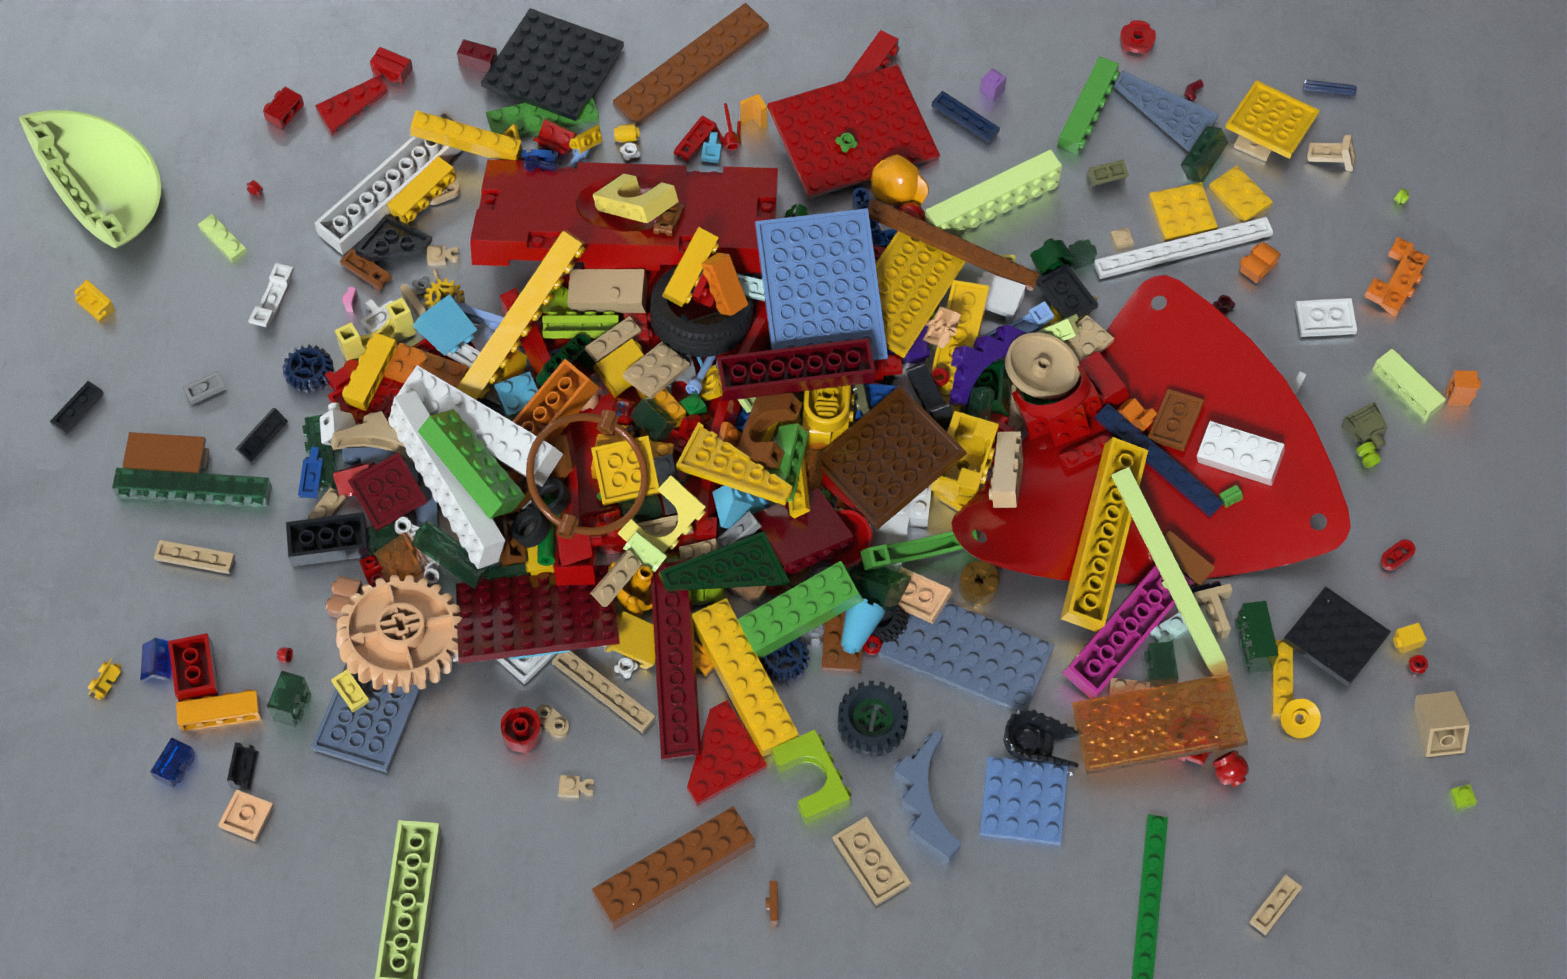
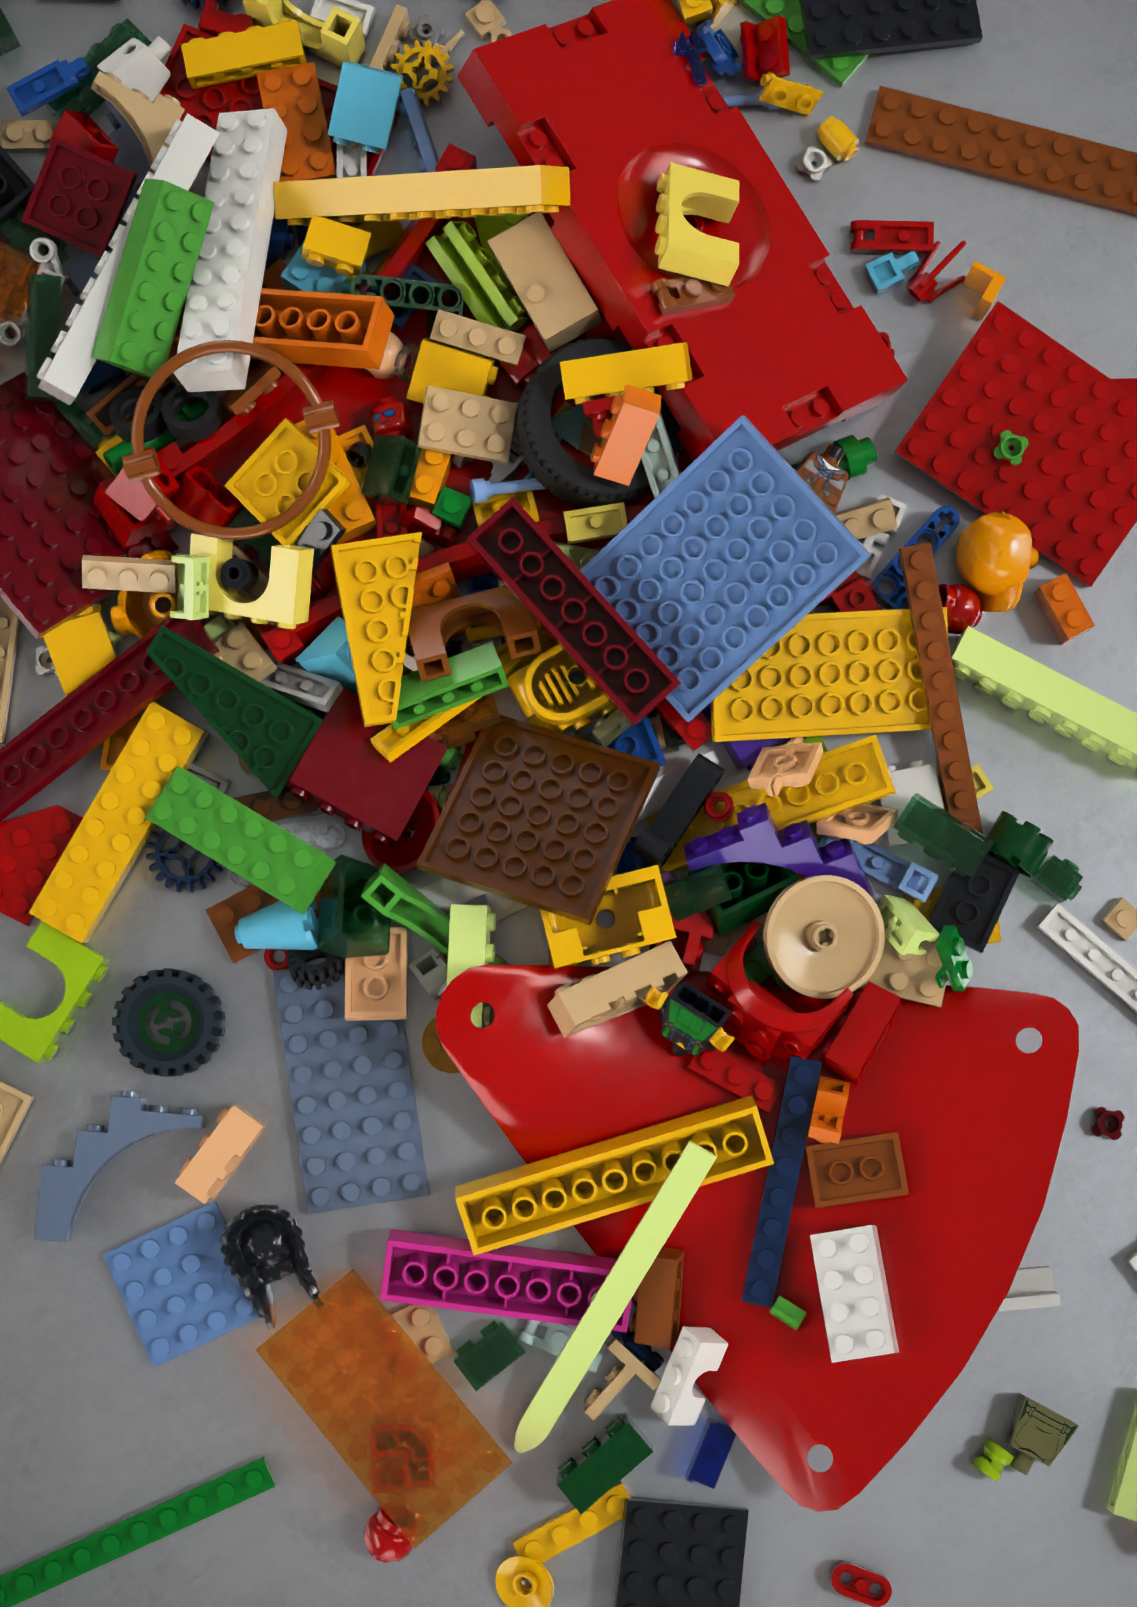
camera: 55 degrees right, 20 degrees up
(514, 375) = (335, 246): none -> yellow brick
(659, 529) = (248, 574): none -> black brick
(753, 337) = (595, 522): none -> light yellow plate
(936, 568) = (431, 972): none -> light grey piece
(940, 538) = (471, 947): none -> yellowish green brick
(943, 172) = (1063, 608): none -> orange brick
(963, 735) = (220, 1154): none -> light nougat wedge
(994, 315) = (860, 824): none -> light nougat plate
(1026, 283) = (942, 835): none -> clear green brick
(1048, 446) = (691, 1020): none -> torso
(1099, 319) = (955, 962): none -> green plate
(1226, 558) = (694, 1353): none -> white arch
(1283, 587) = (710, 1453): none -> clear blue panel

